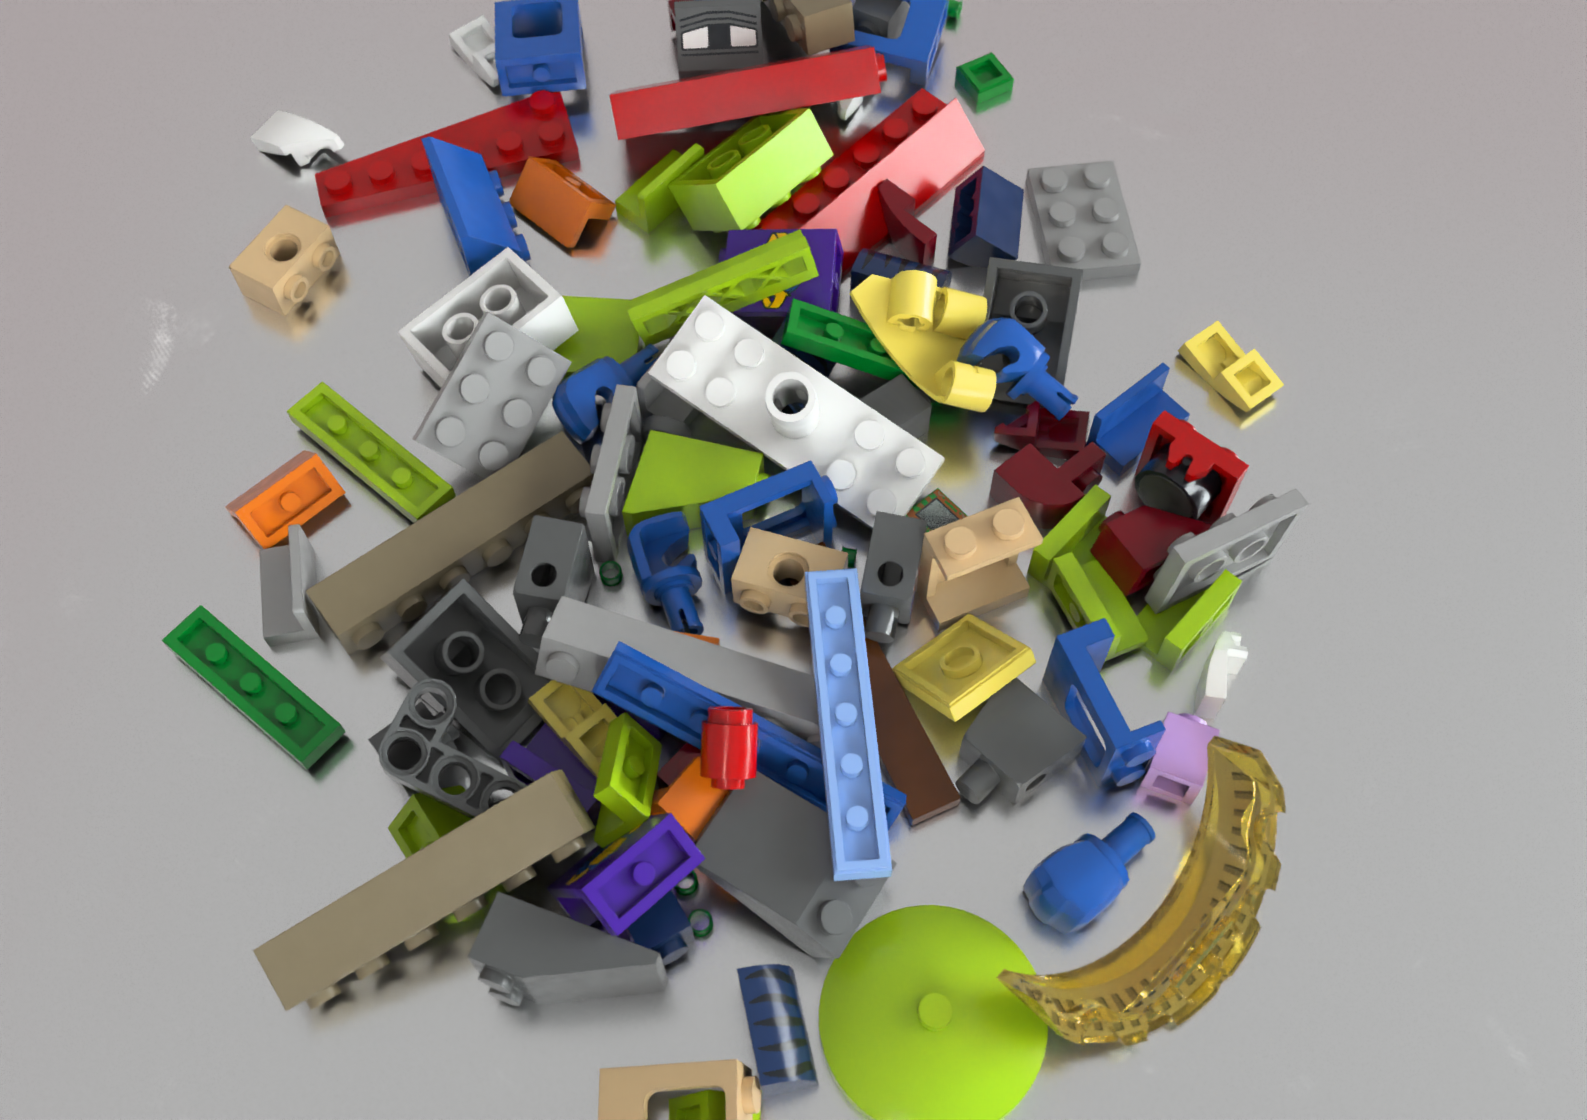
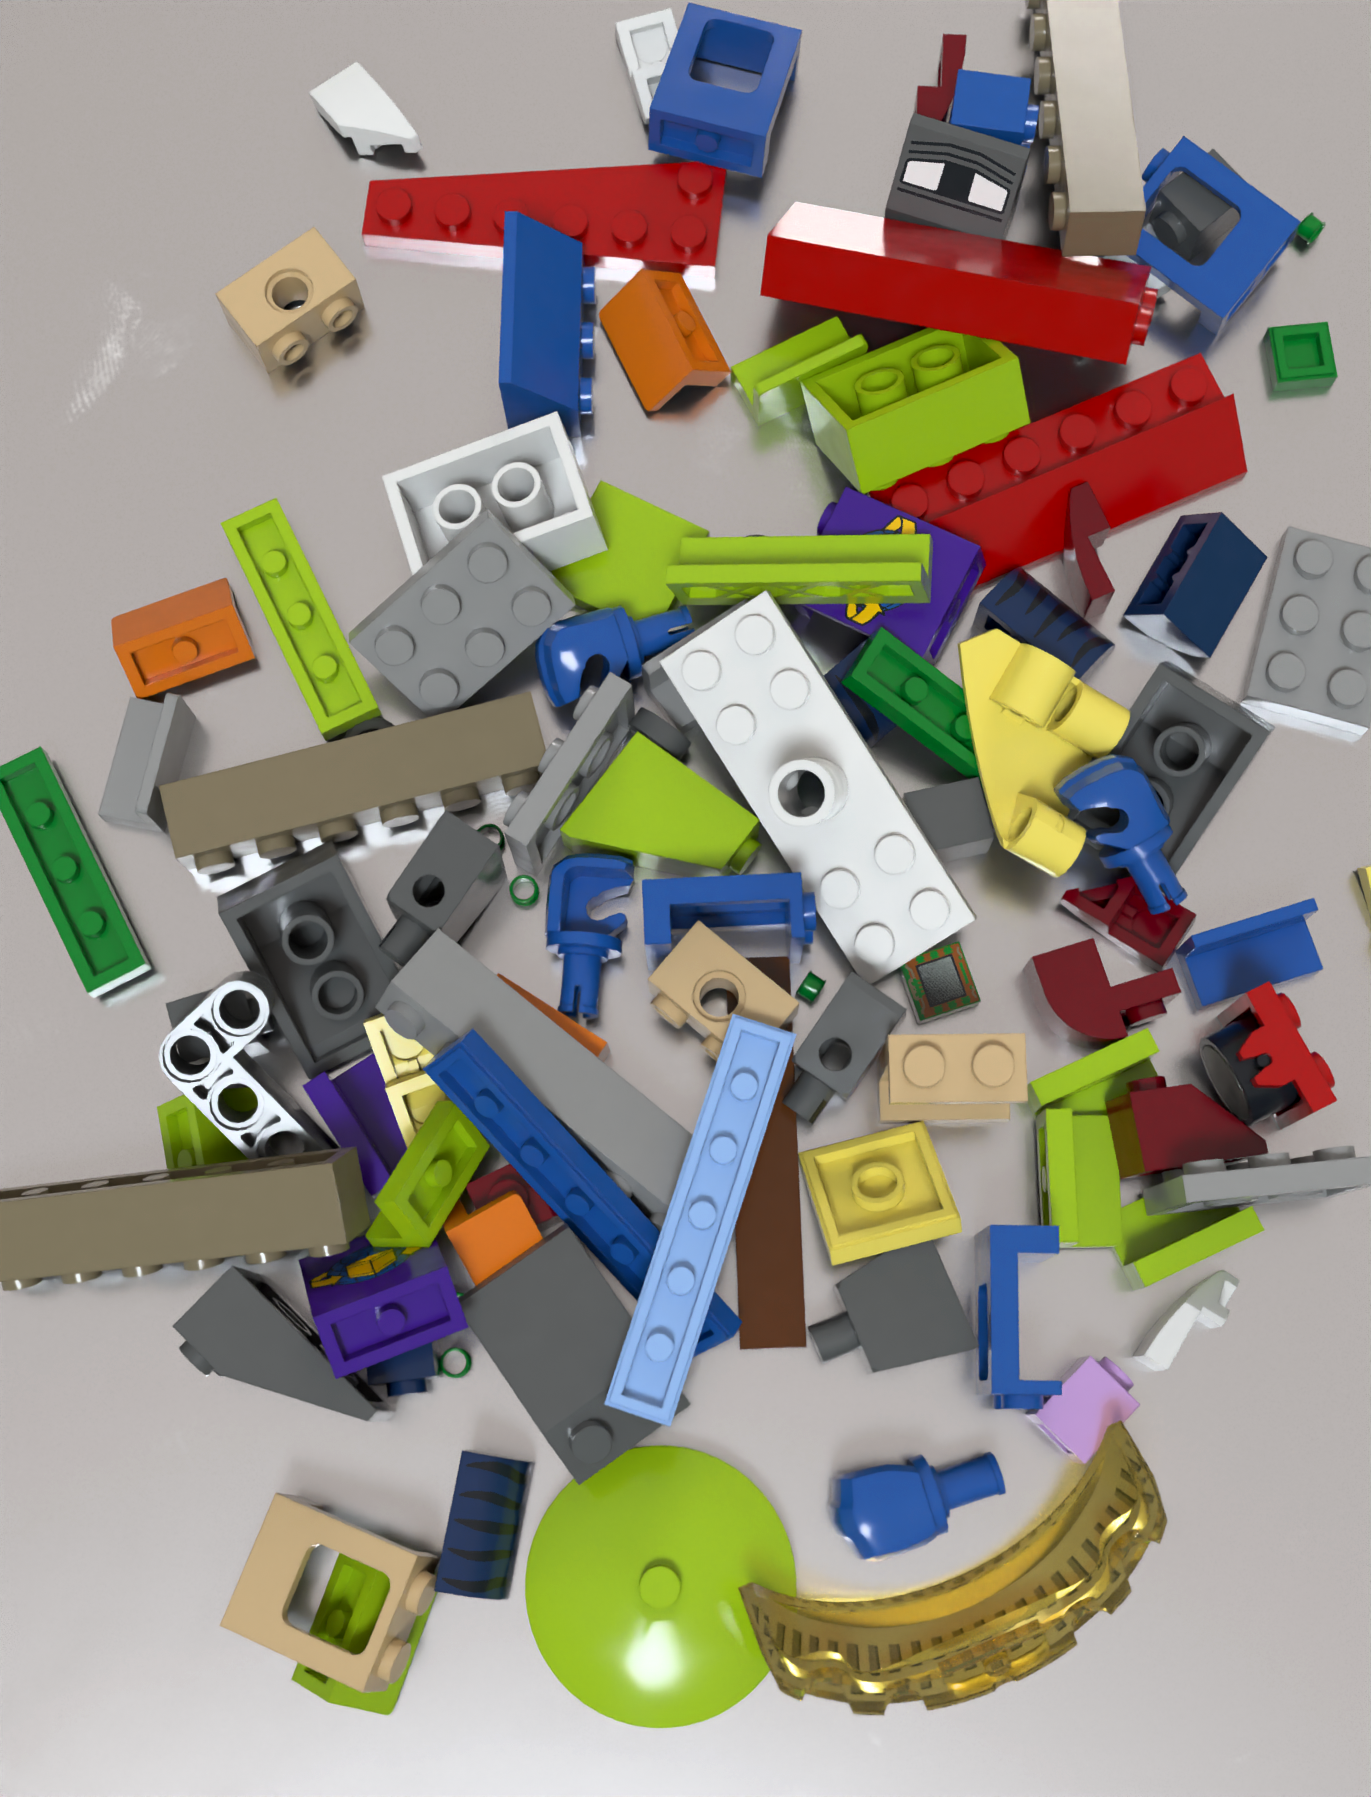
camera: 25 degrees right, 15 degrees up
(729, 747) = (548, 1205): red brick -> none

